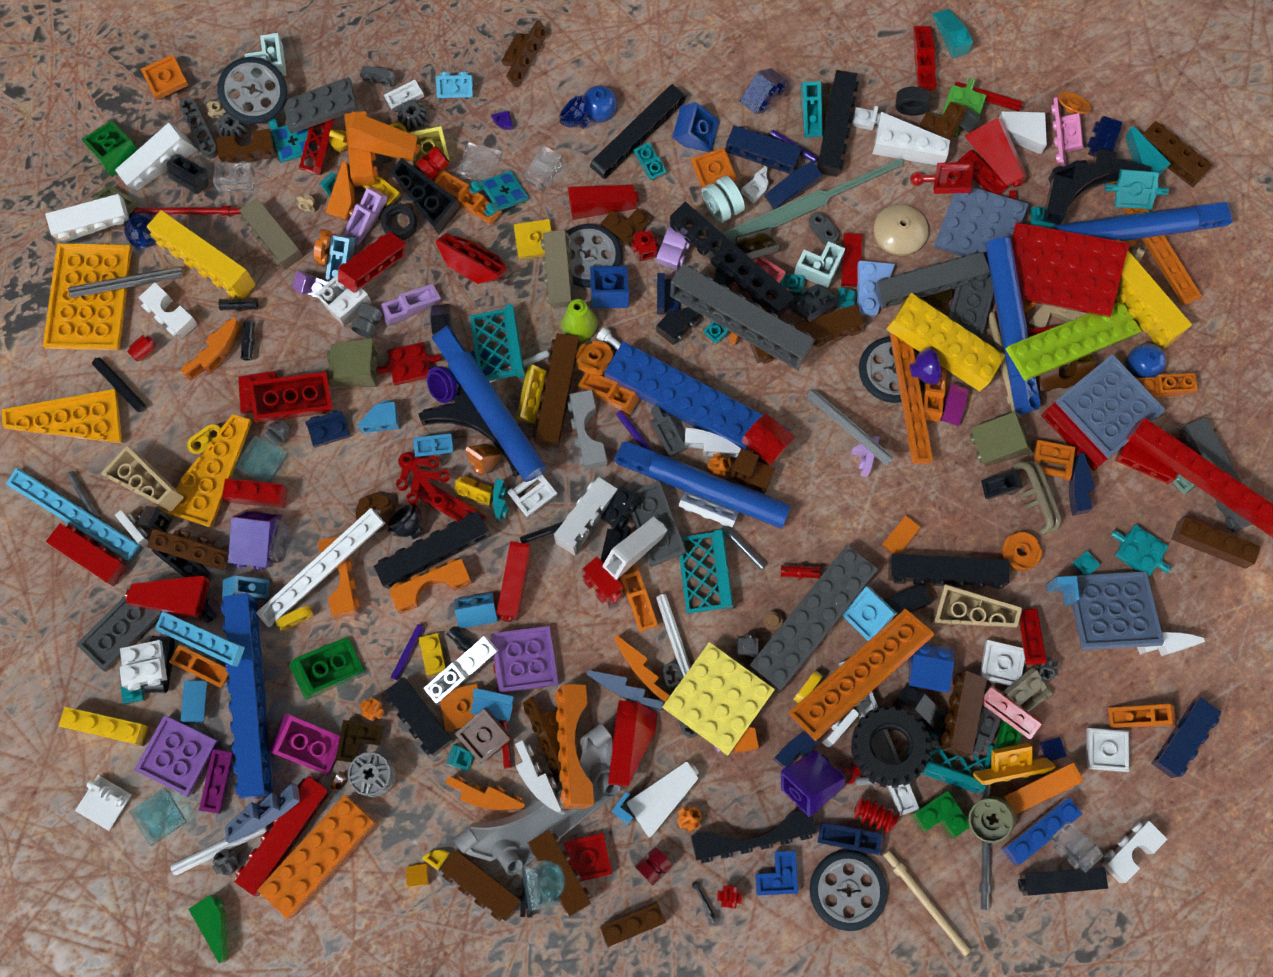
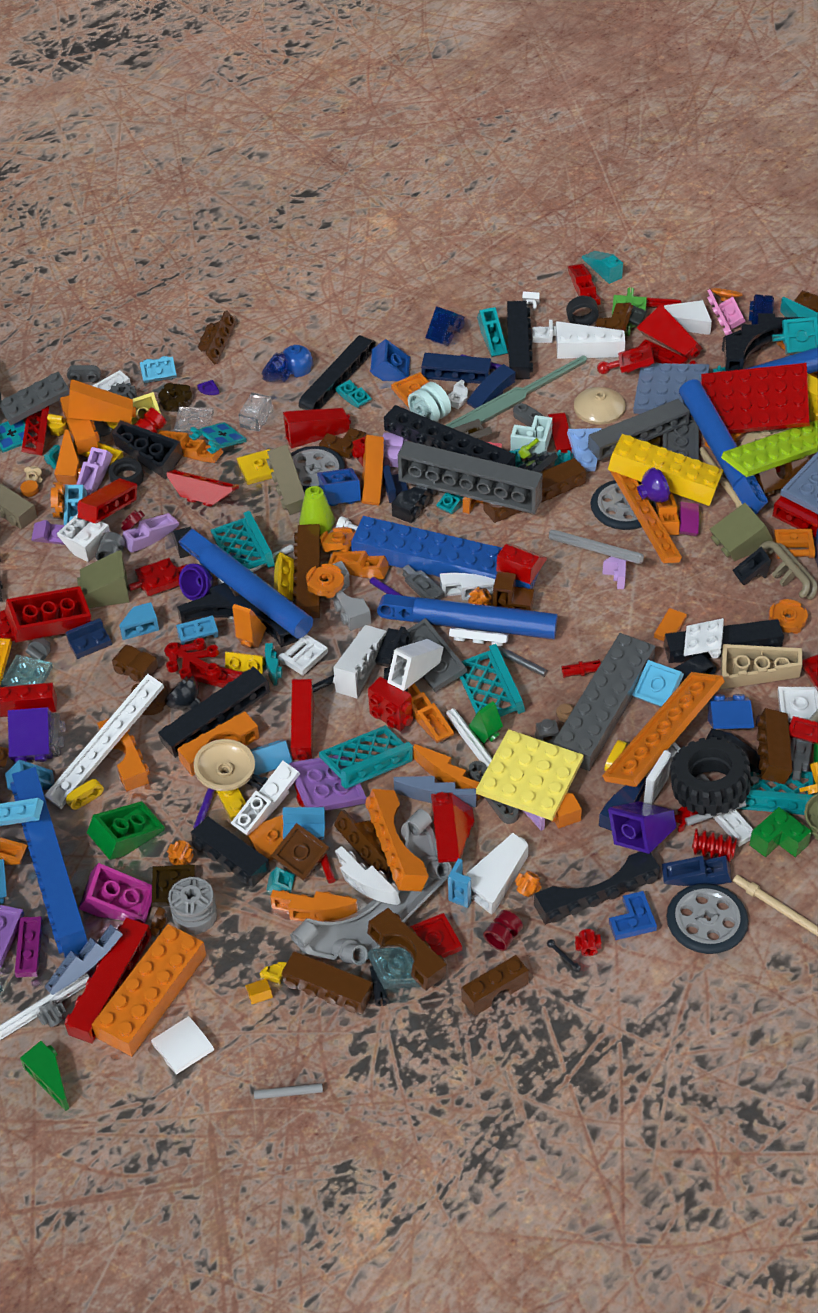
camera: 10 degrees left, 25 degrees down
(300, 218) = (29, 488): none -> orange tile
(337, 920) = (182, 1045): none -> white slope
(366, 470) = (134, 663): none -> reddish brown brick
(393, 291) = (132, 520): none -> dark red plate
(422, 609) = (221, 757): none -> tan dish
(462, 117) = (181, 392): none -> dark brown plate
(558, 416) = (325, 588): none -> orange plate
(578, 647) = (372, 764): none -> teal fence
(646, 275) = (372, 470): none -> orange slope
(691, 625) = (487, 723): none -> green slope
(808, 281) = (524, 450): none -> lime hand
(863, 67) = (532, 298): none -> white tile
(928, 572) = (704, 638): none -> white hinge

